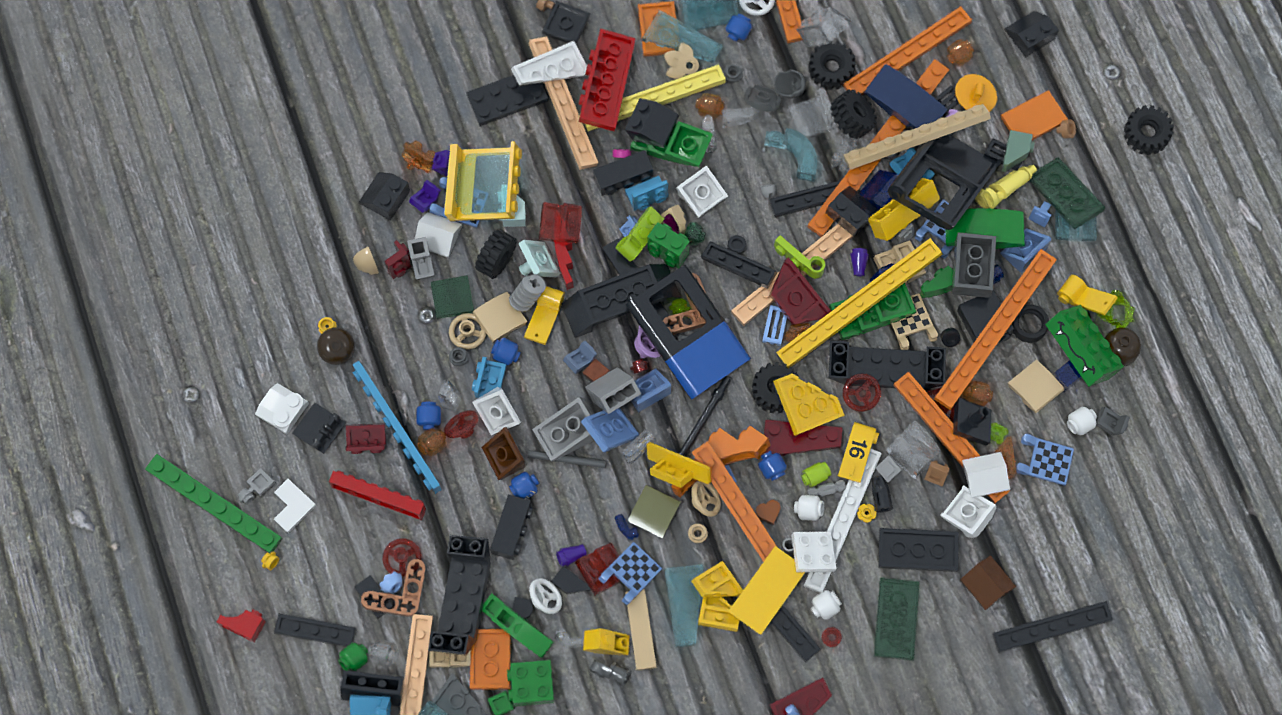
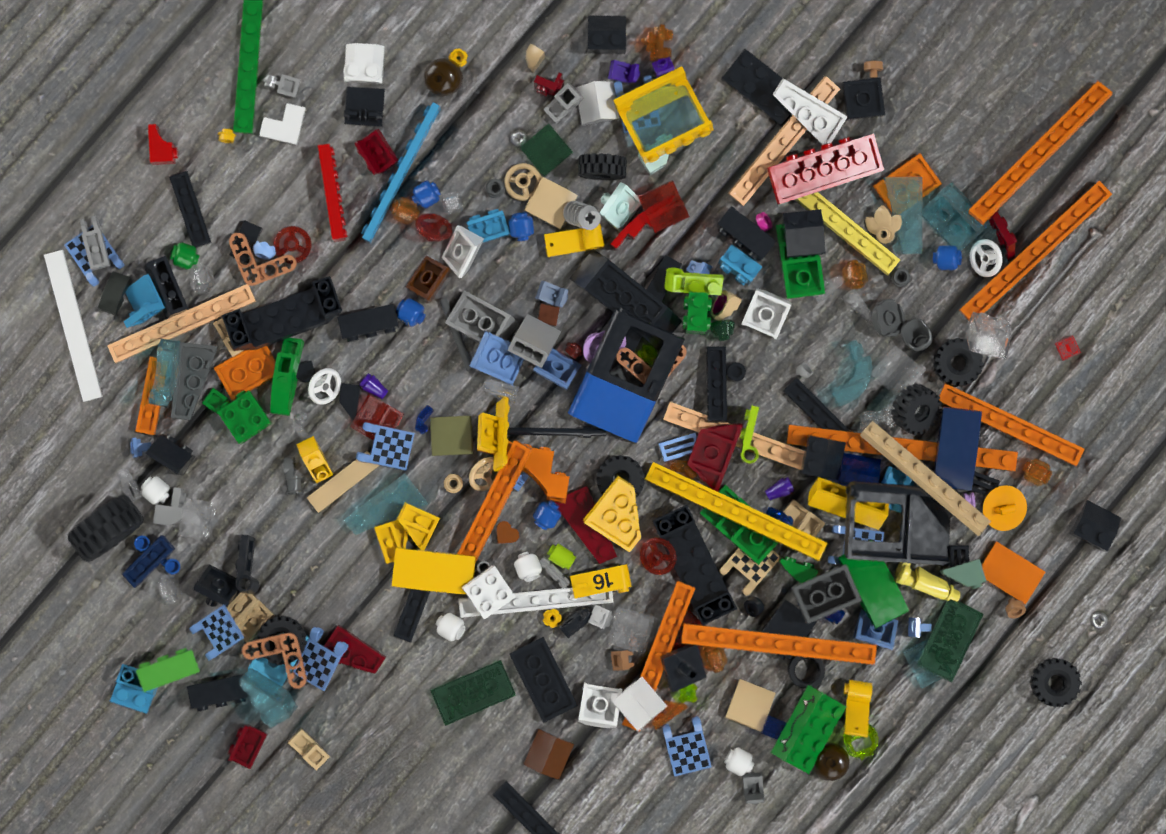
camera: 60 degrees right, 15 degrees up
(834, 631) = (421, 650): clear red plate -> none

